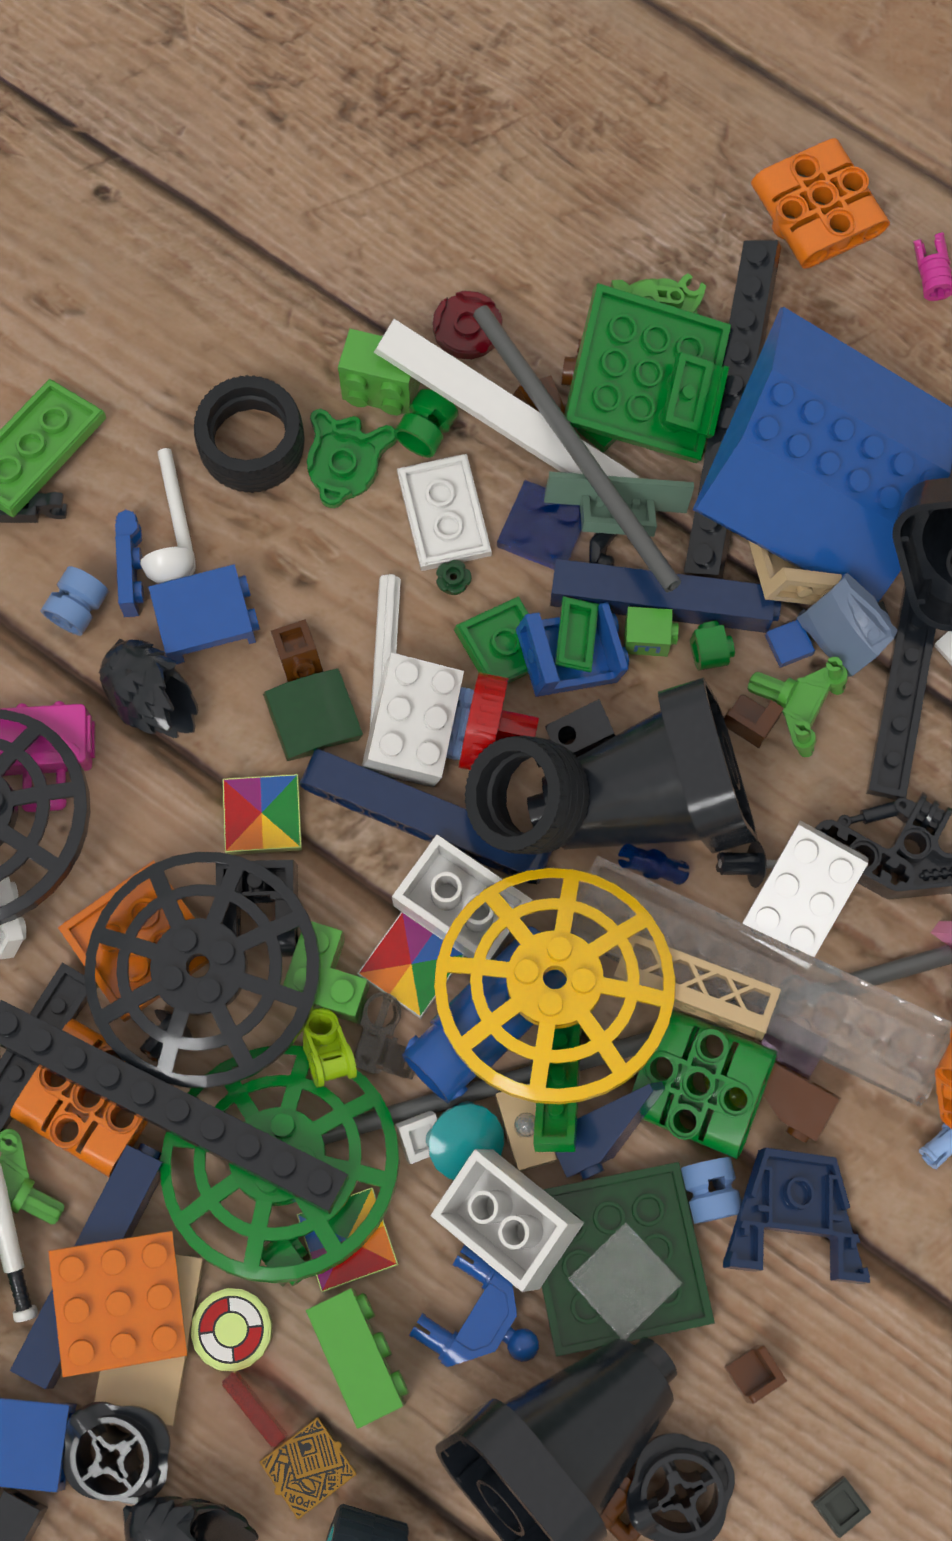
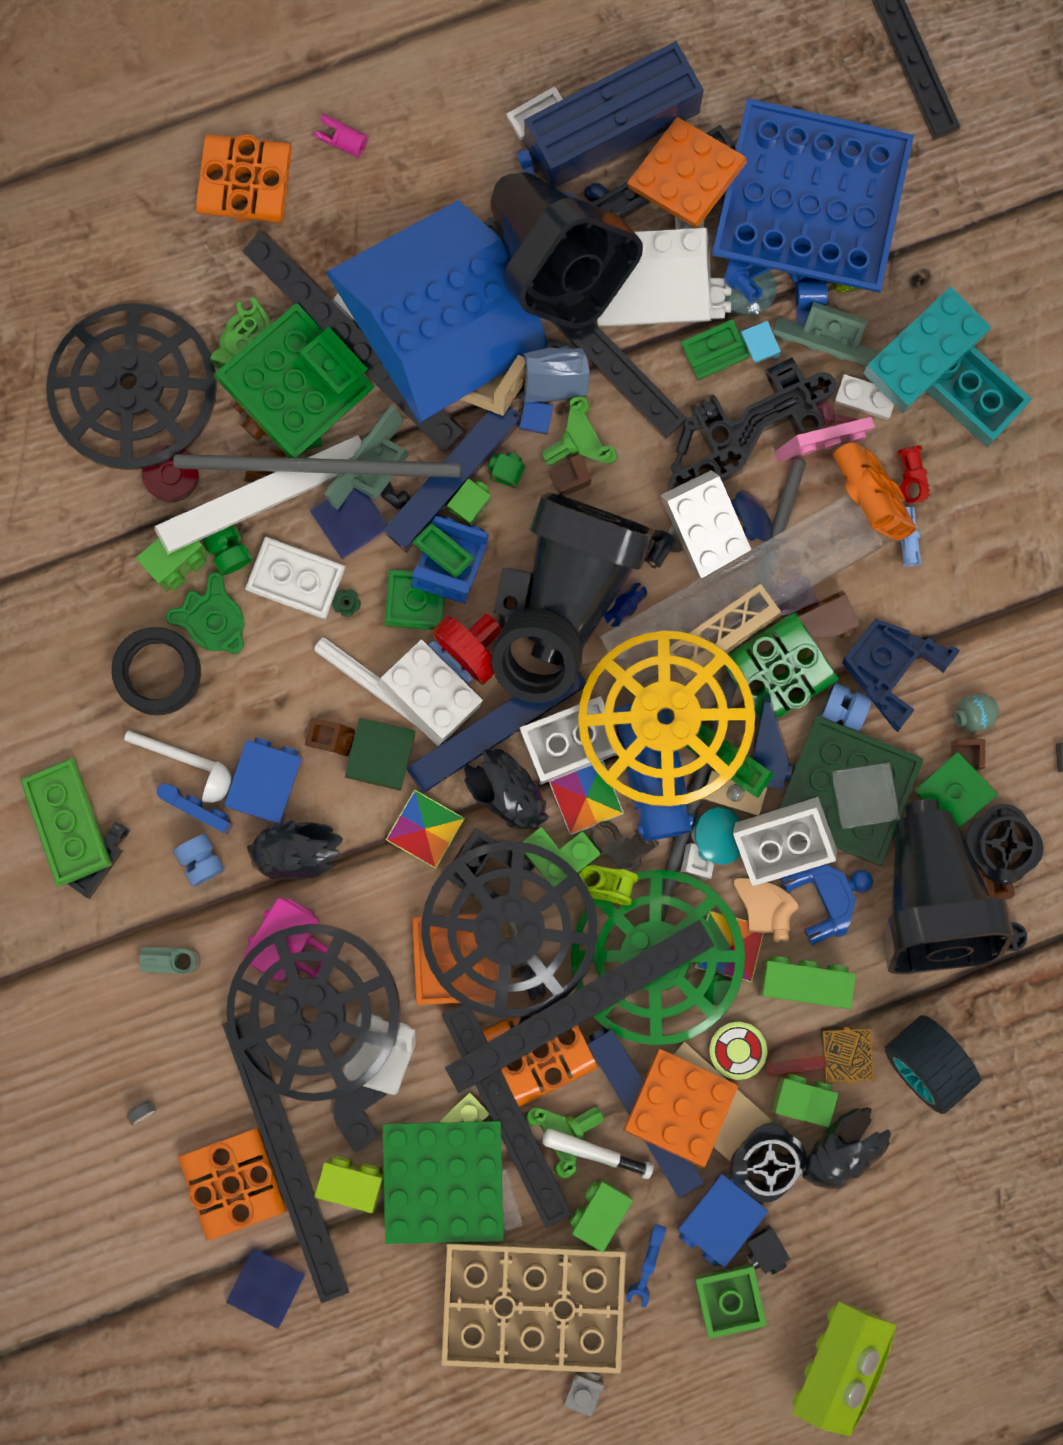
camera: 55 degrees left, 10 degrees up
(217, 1448) = (804, 1101): none -> bright green brick
(360, 869) = (506, 790): none -> black head
(419, 1253) = (766, 907): none -> light nougat arm
(524, 243) = (140, 398): none -> black dish
(707, 1389) = (958, 788): none -> green plate
(811, 1350) = (976, 712): none -> sand green head
(852, 937) = (753, 516): none -> dark blue dish

